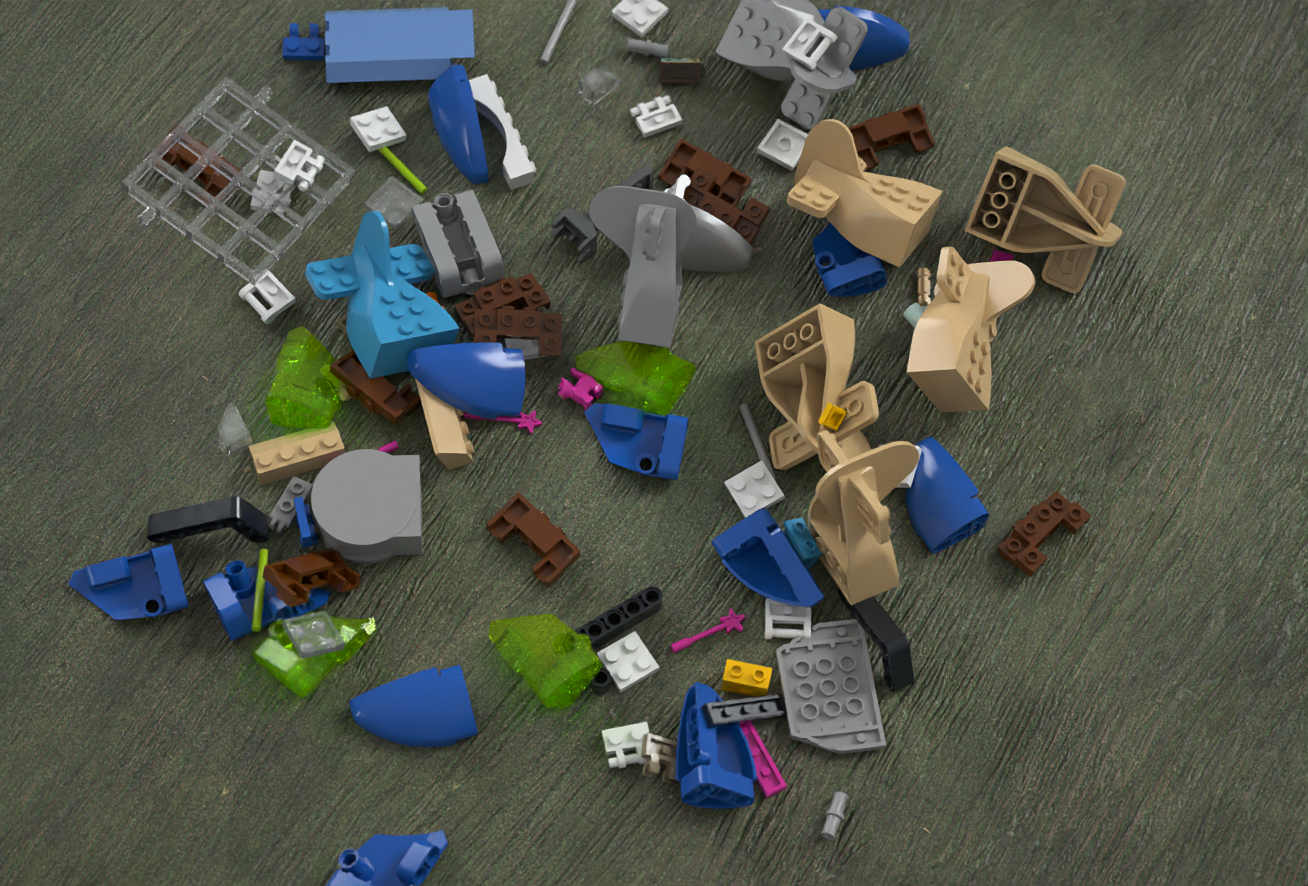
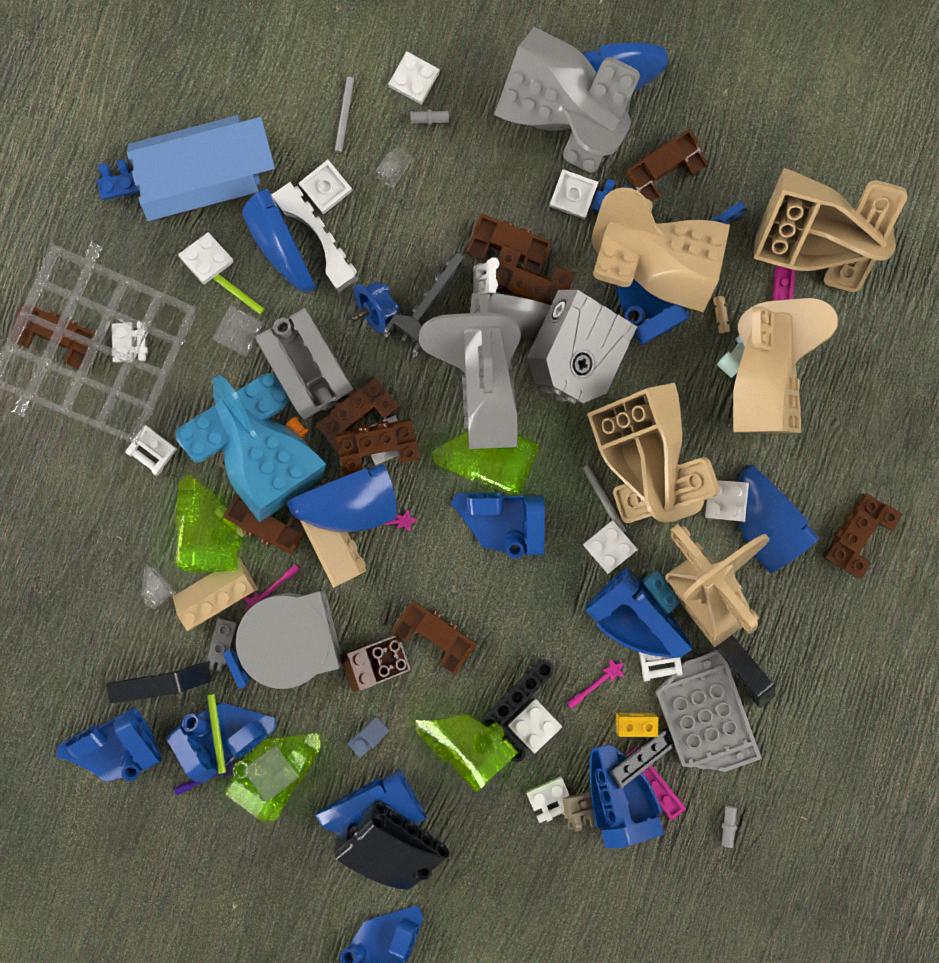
camera: 10 degrees left, 25 degrees up
(256, 638) = (188, 786): none -> dark purple piece
(292, 163) = (137, 320): white plate -> none
(300, 574) = (249, 717): reddish brown bracket -> none
(431, 740) = (389, 848): none -> black panel
(434, 633) = (368, 737): none -> sand blue slope
(458, 555) = (375, 663): none -> reddish brown slope
(522, 89) = (325, 186): none -> white plate
(546, 200) = (374, 305): none -> blue piece
(582, 390) = (444, 483): dark pink animal -> none
(658, 120) = (455, 192): white plate -> none
(680, 70) = (463, 134): dark brown panel -> none
(758, 276) = (578, 348): none -> light grey piece
(804, 39) = (580, 99): white plate -> none
(832, 416) = (676, 493): yellow tile -> none
(953, 190) = (735, 213): none -> blue plate

